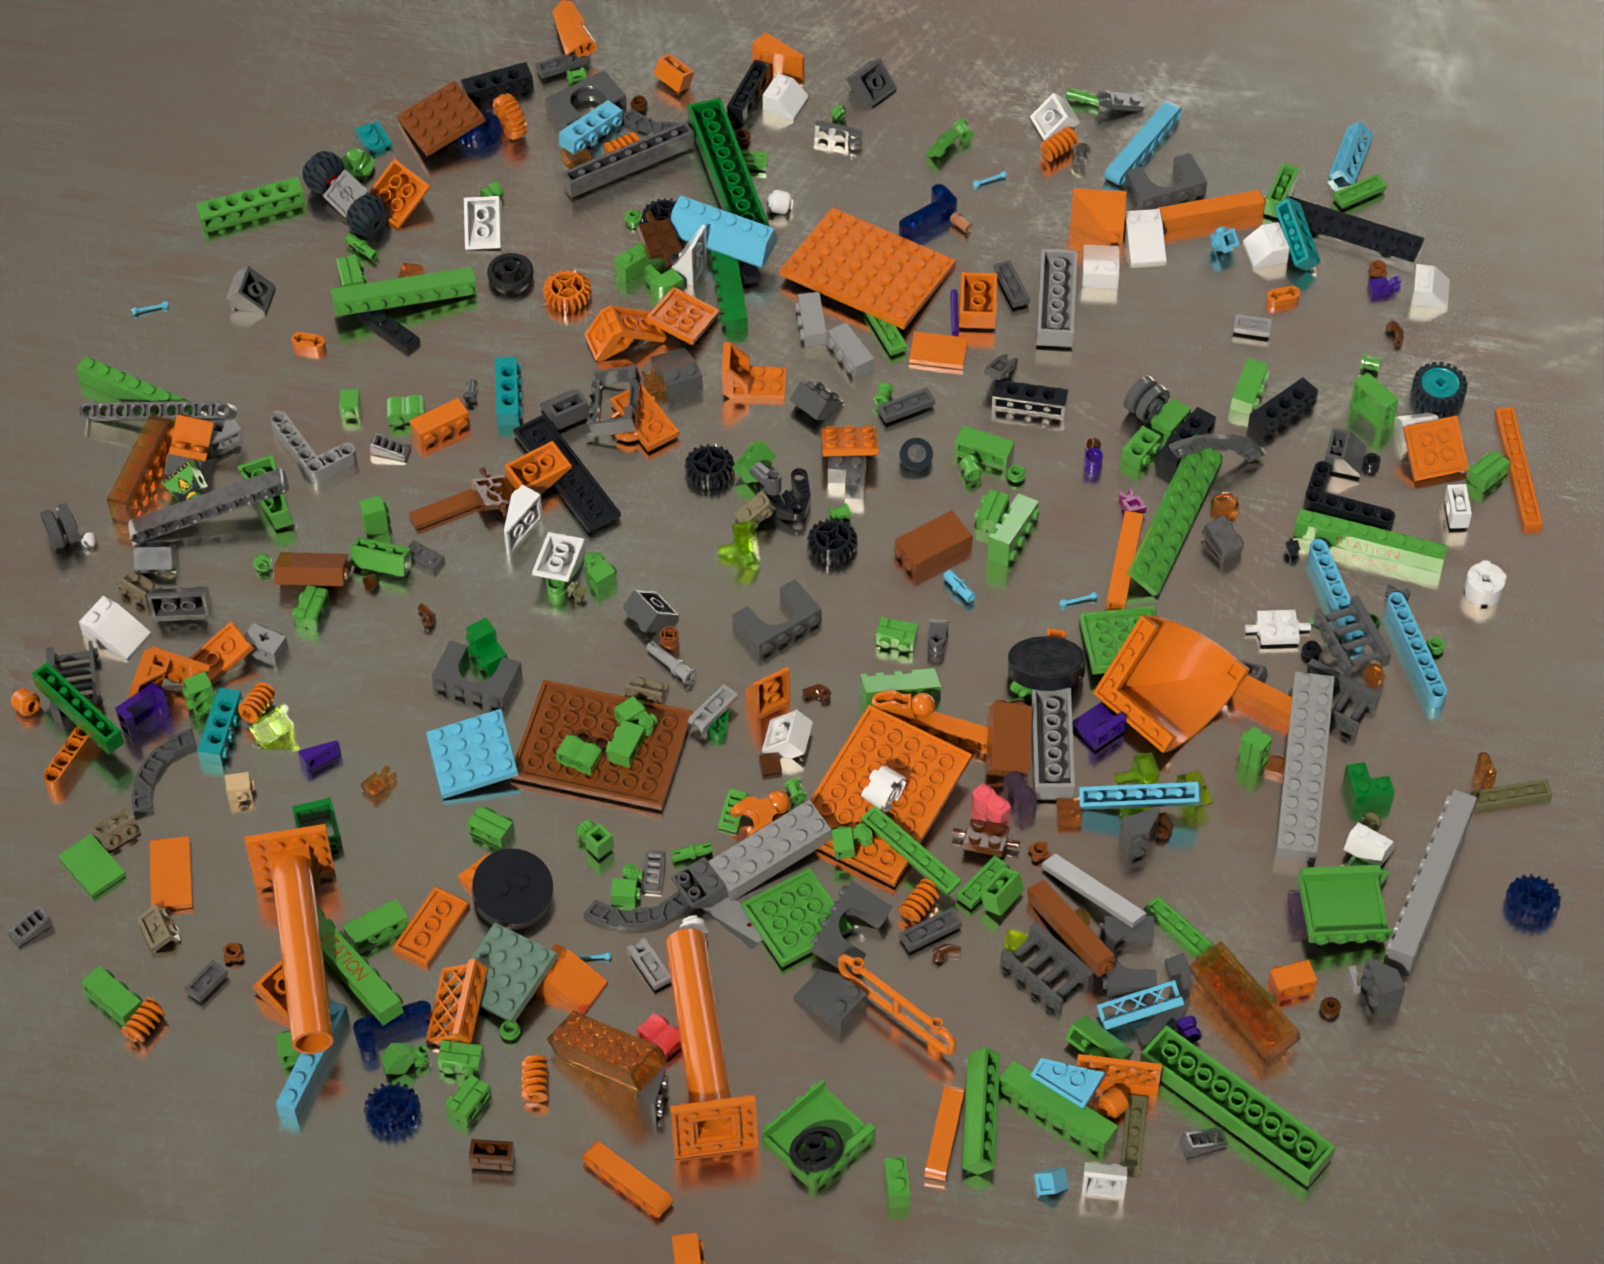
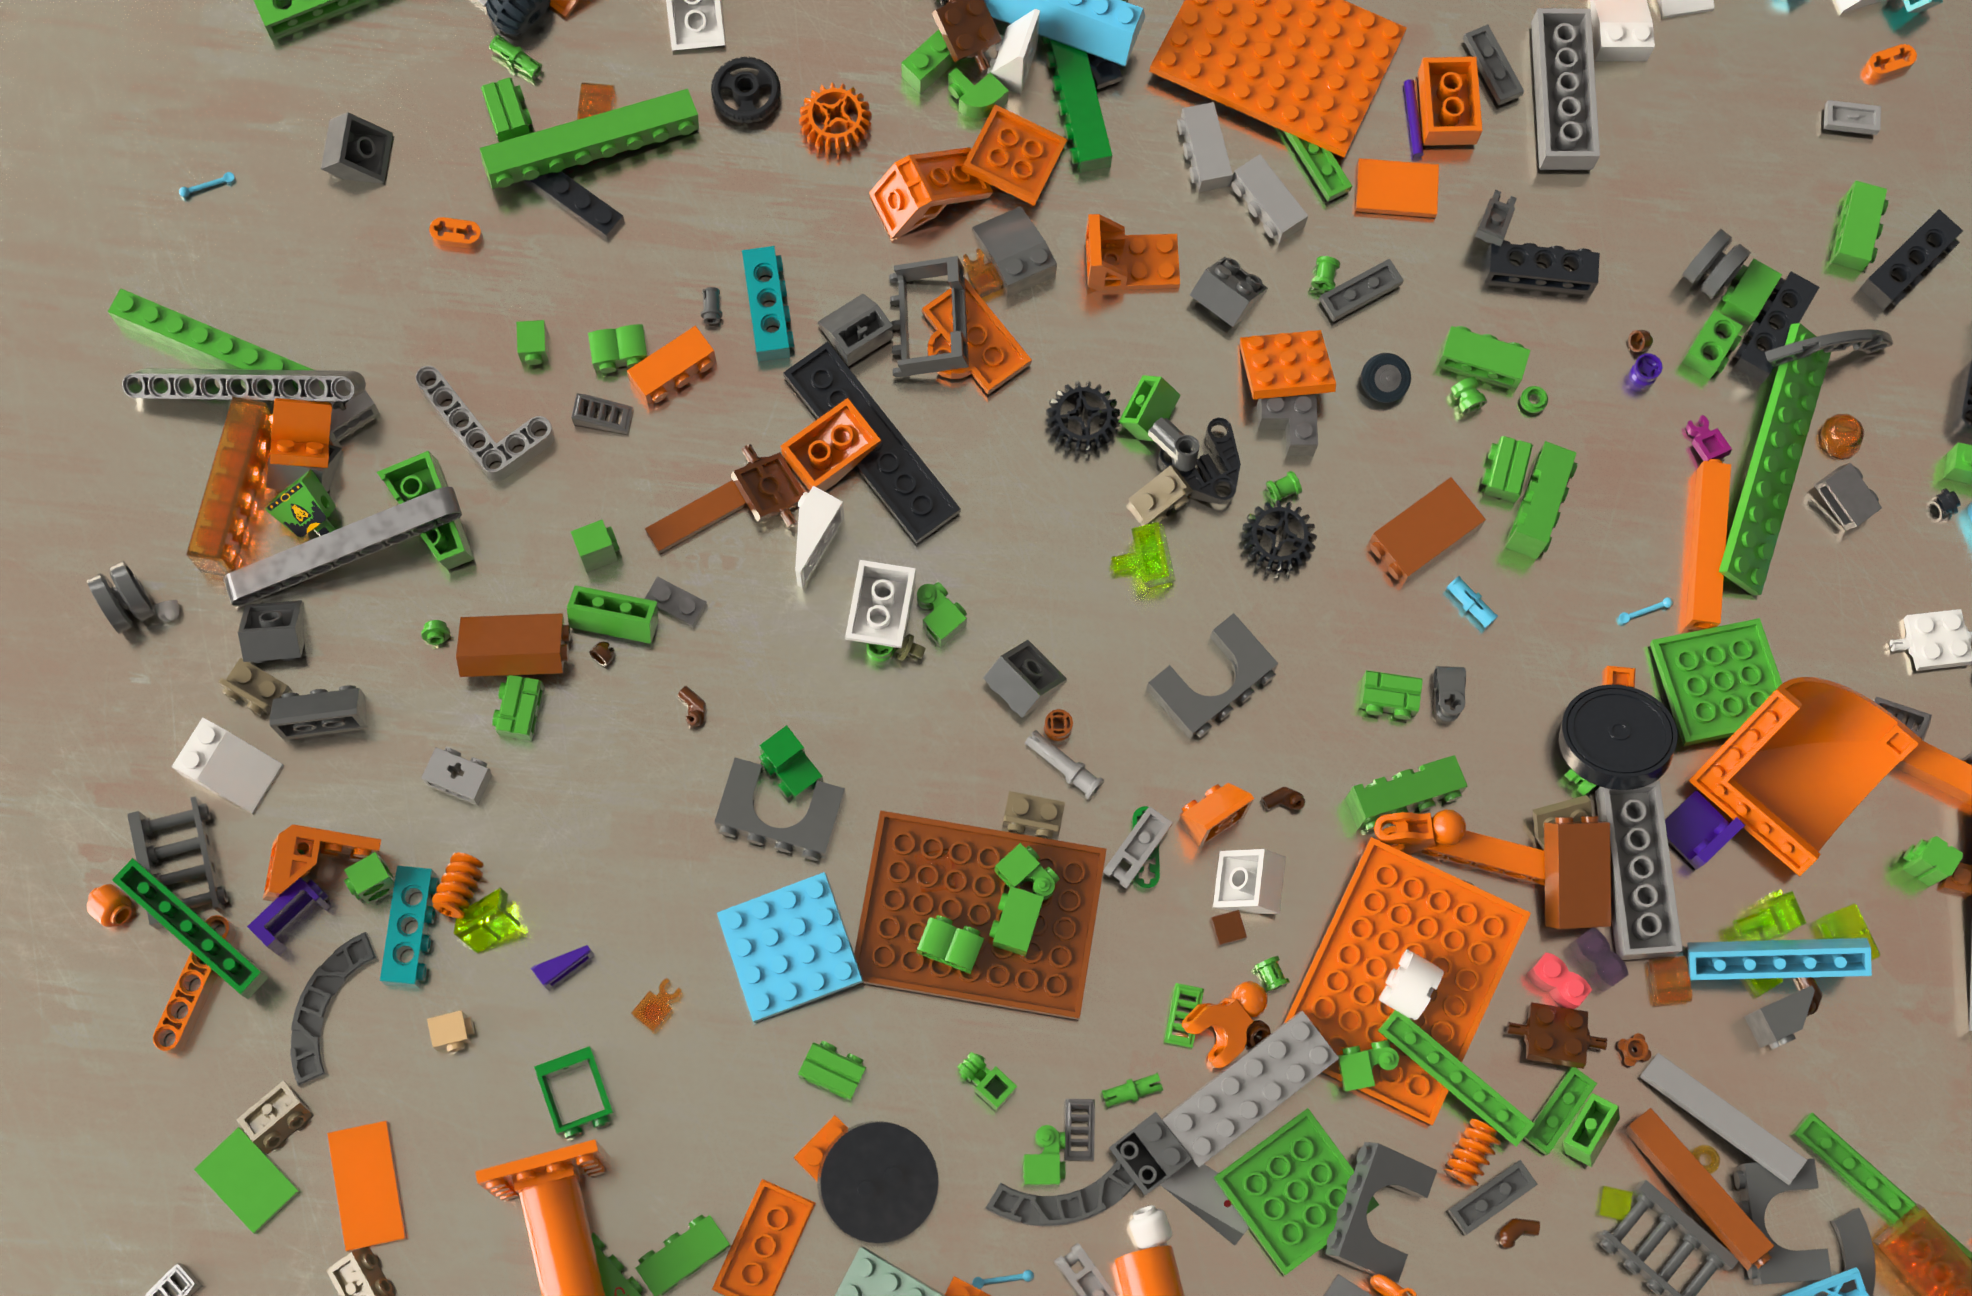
camera: 10 degrees left, 20 degrees up
(223, 651) = (394, 800): orange tile -> none

